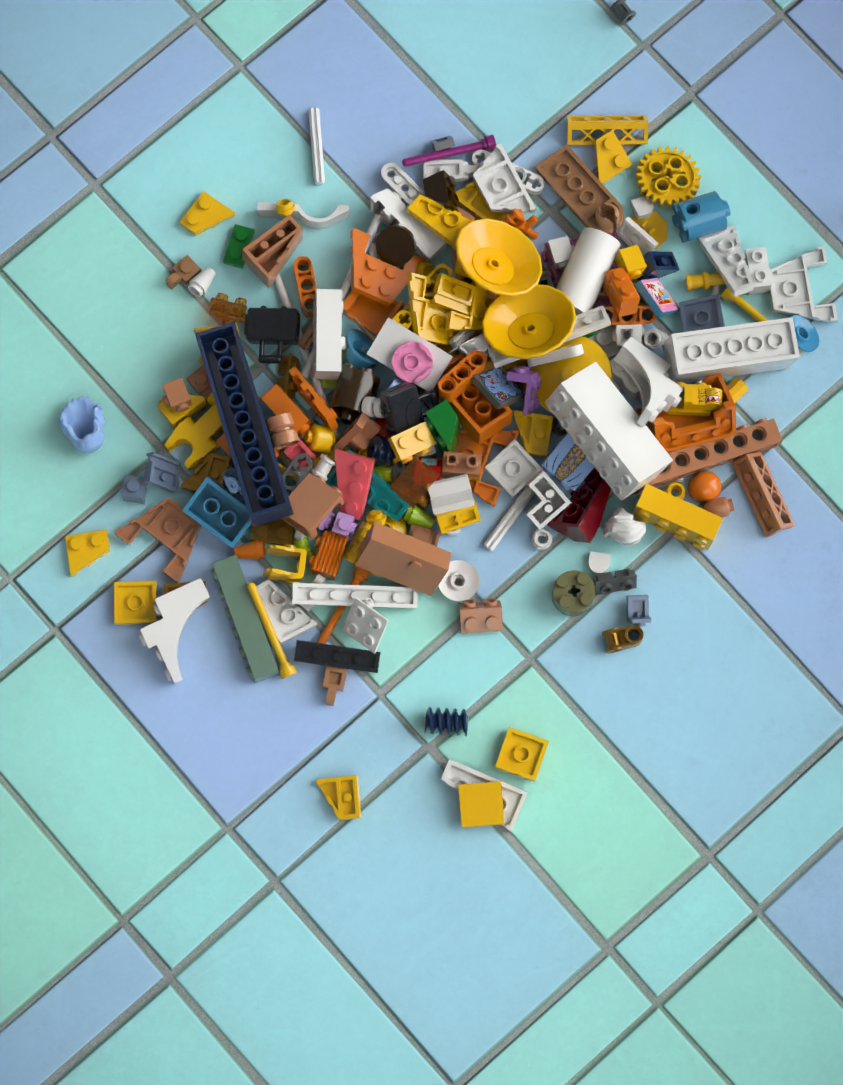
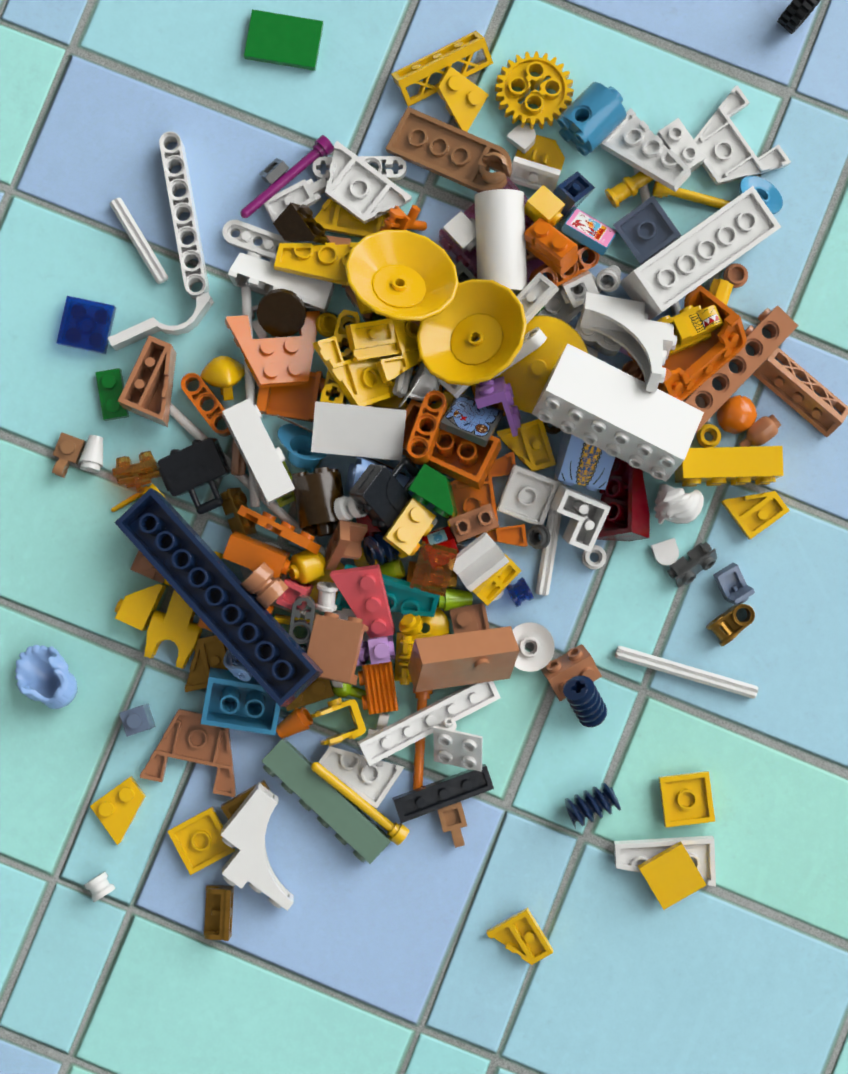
camera: 25 degrees left, 10 degrees up
(41, 598) = (99, 886): none -> white wheel
(121, 662) = (218, 912): none -> pearl gold hinge
(162, 472) = (157, 688): sand blue plate -> none
(176, 396) = (130, 599): nougat brick -> none
(205, 214) = (58, 376): yellow wing -> none
(246, 187) = (86, 325): none -> clear blue plate
(285, 207) = (140, 330): yellow plate -> none
(330, 269) = (223, 373): none -> yellow piece
(359, 135) = (183, 204): none -> white beam
(412, 362) = (365, 438): bright pink tile -> none
(471, 536) = (519, 592): none -> clear blue wheel
(480, 639) = (585, 701): none -> dark blue piece
(498, 54) = (283, 40): none -> green tile
(506, 502) = (533, 537): none -> dark grey plate
(569, 659) = (686, 672): none -> white axle
(581, 584) = (671, 603): olive brick -> none
(683, 565) = (755, 511): none -> yellow wing
(755, 384) = (736, 275): none -> nougat plate

